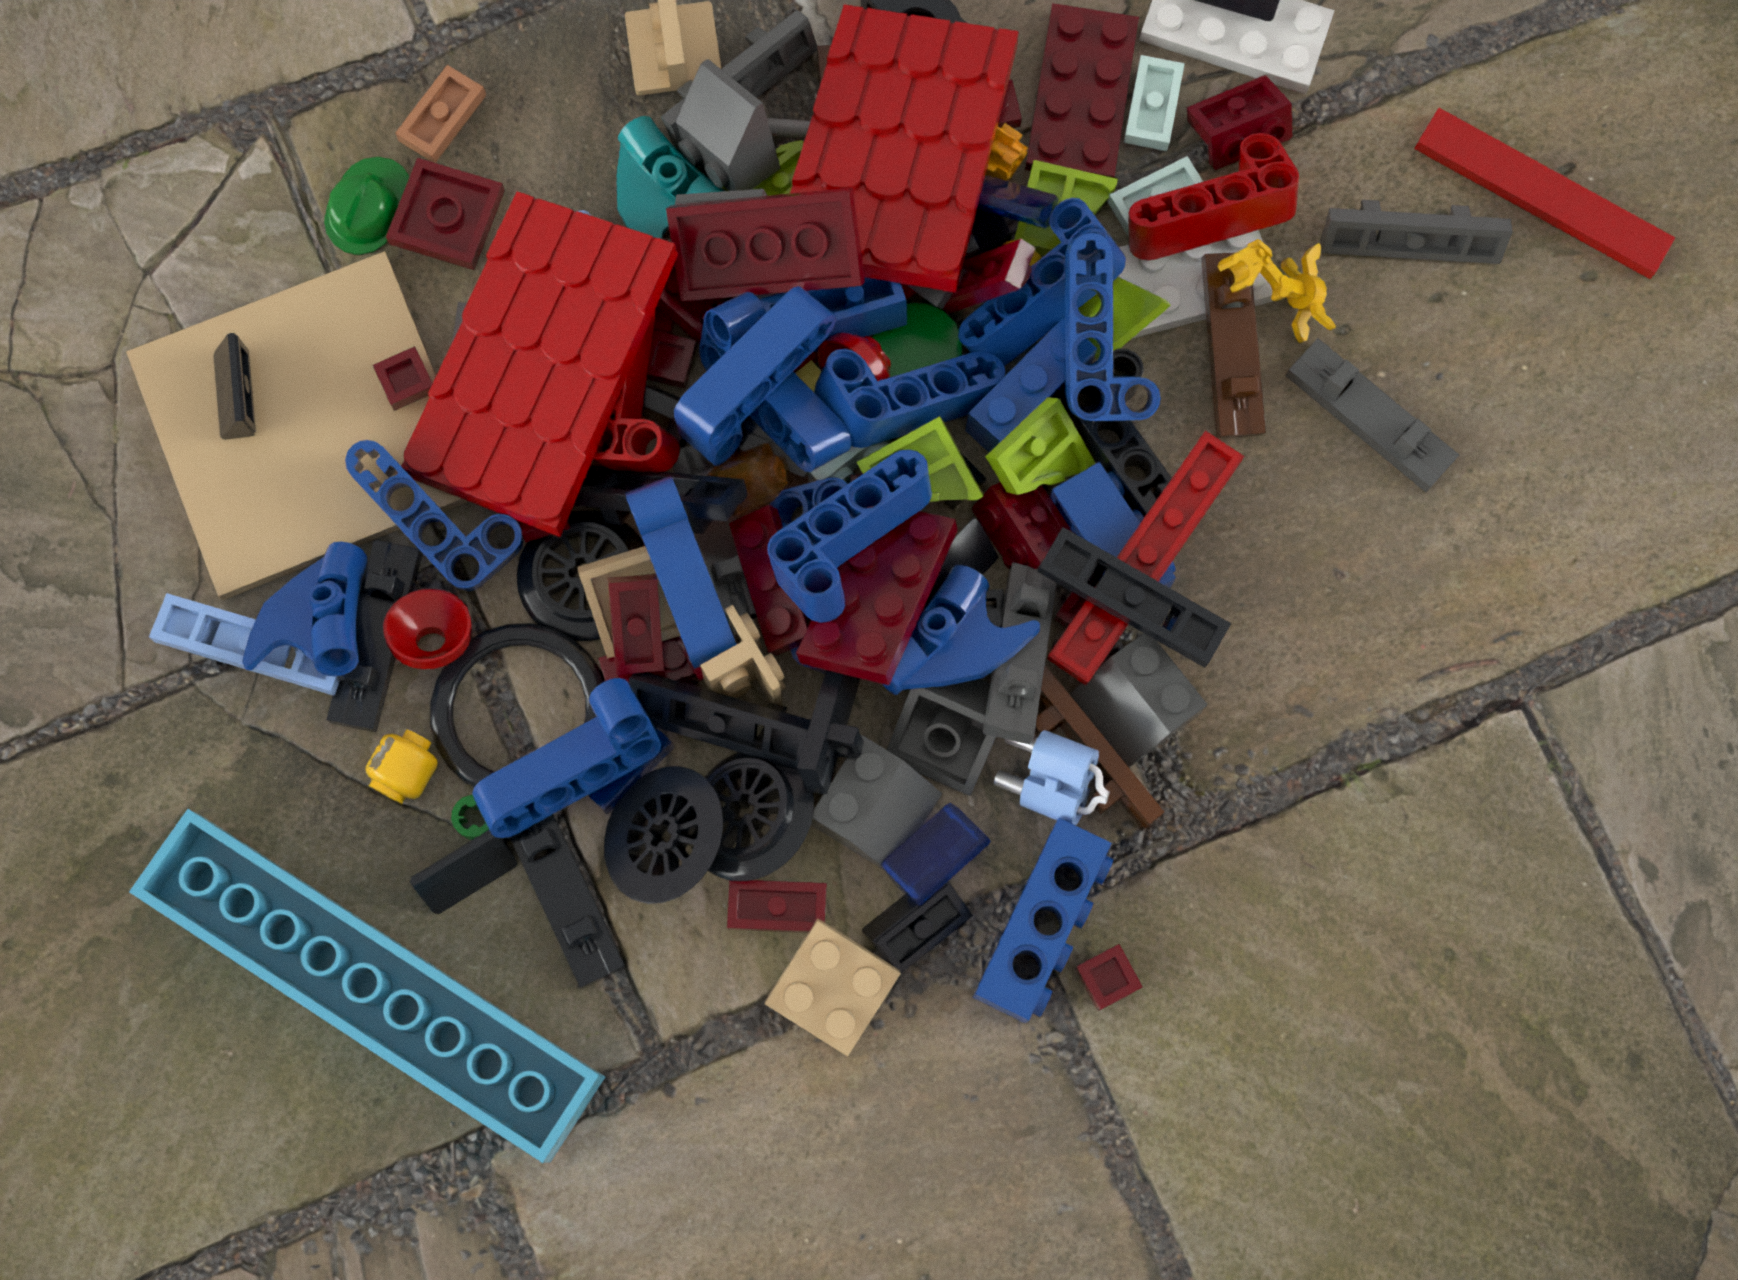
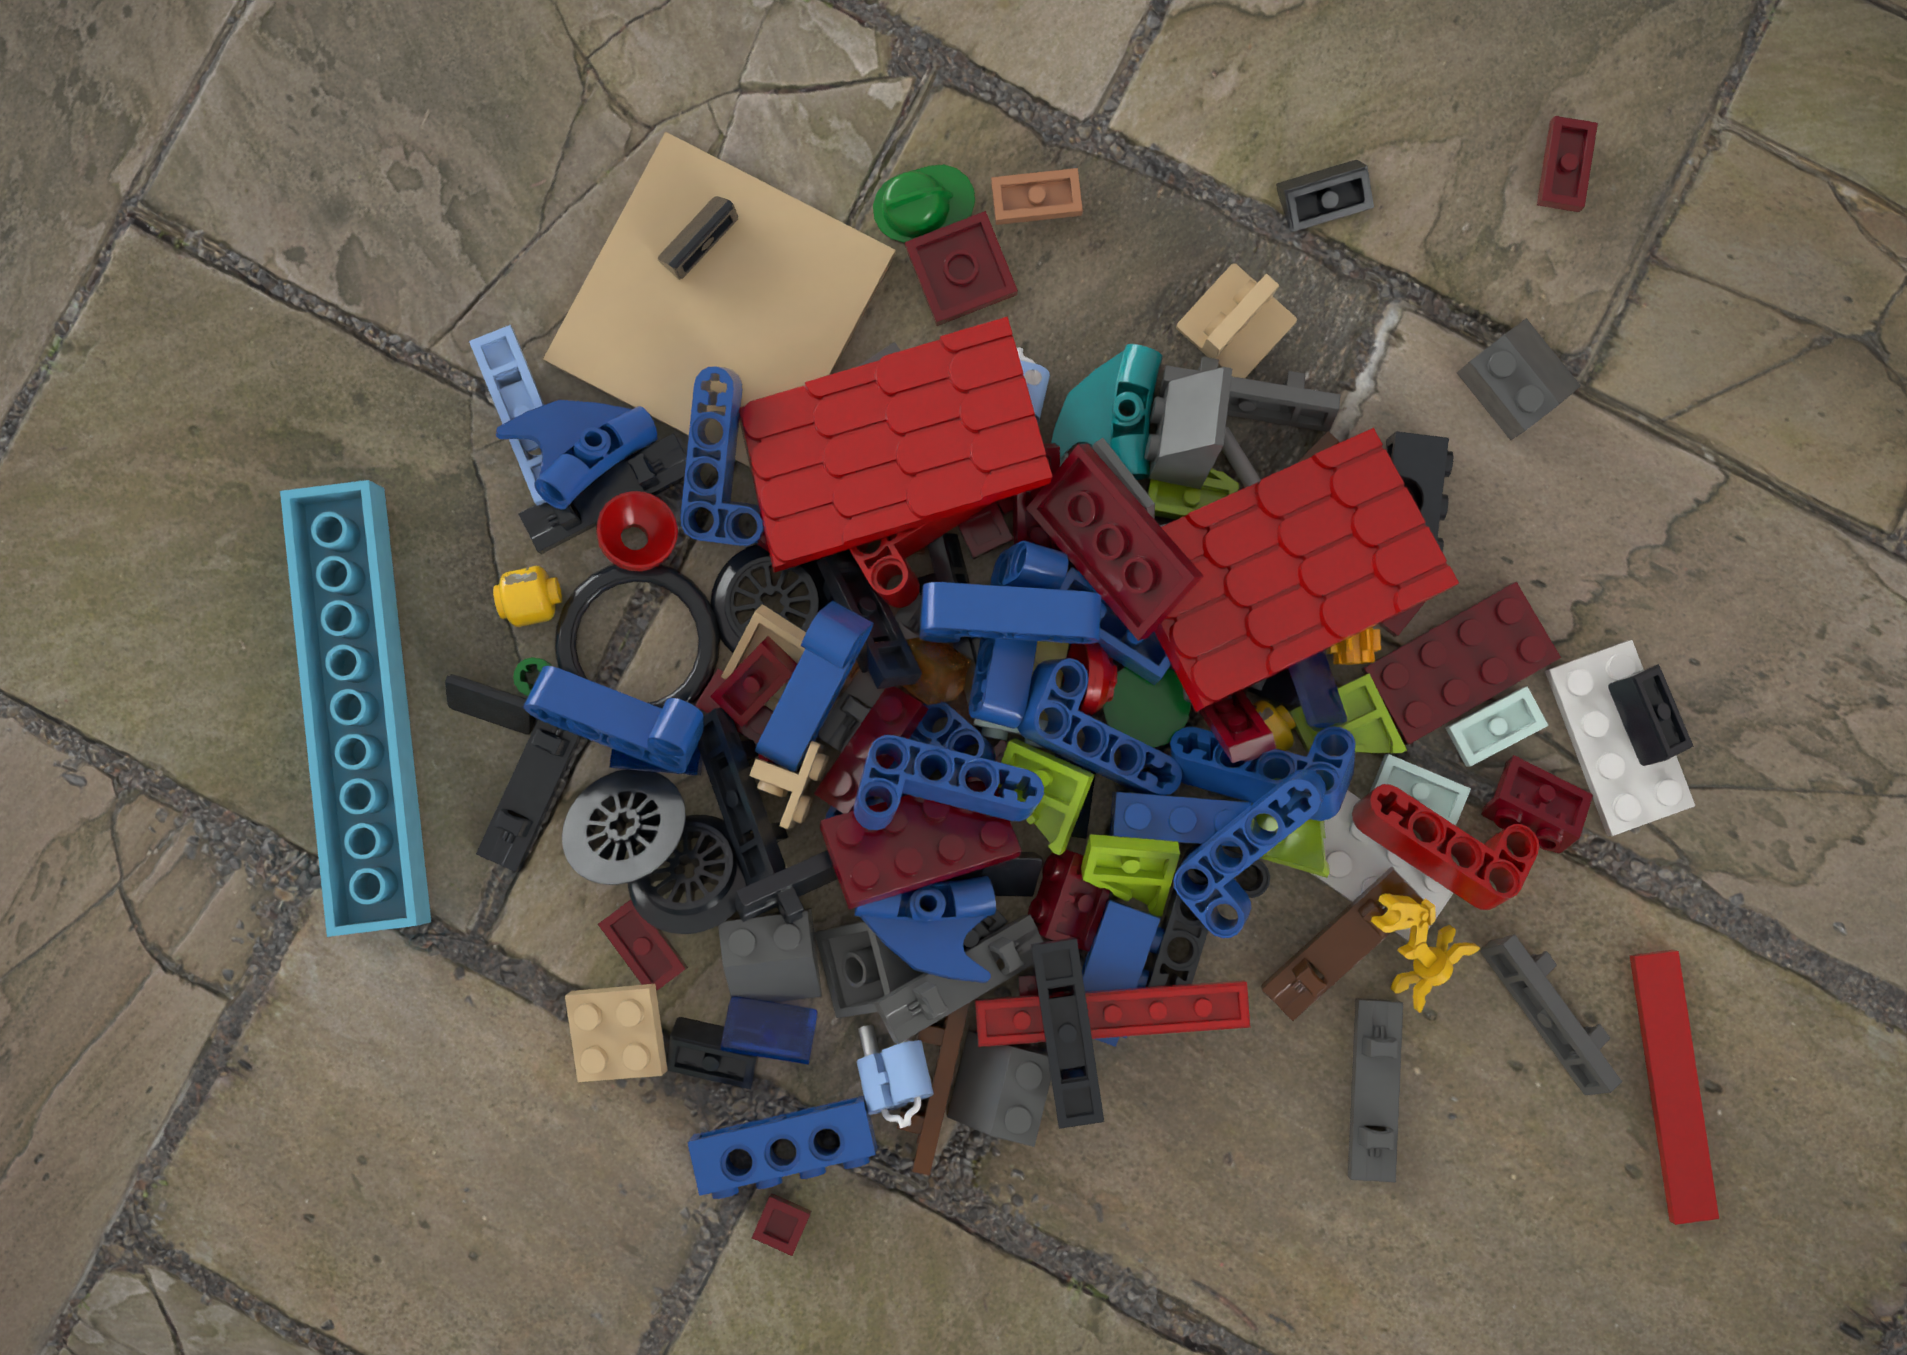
camera: 60 degrees right, 10 degrees up
(403, 378) = (806, 352): dark red plate -> none

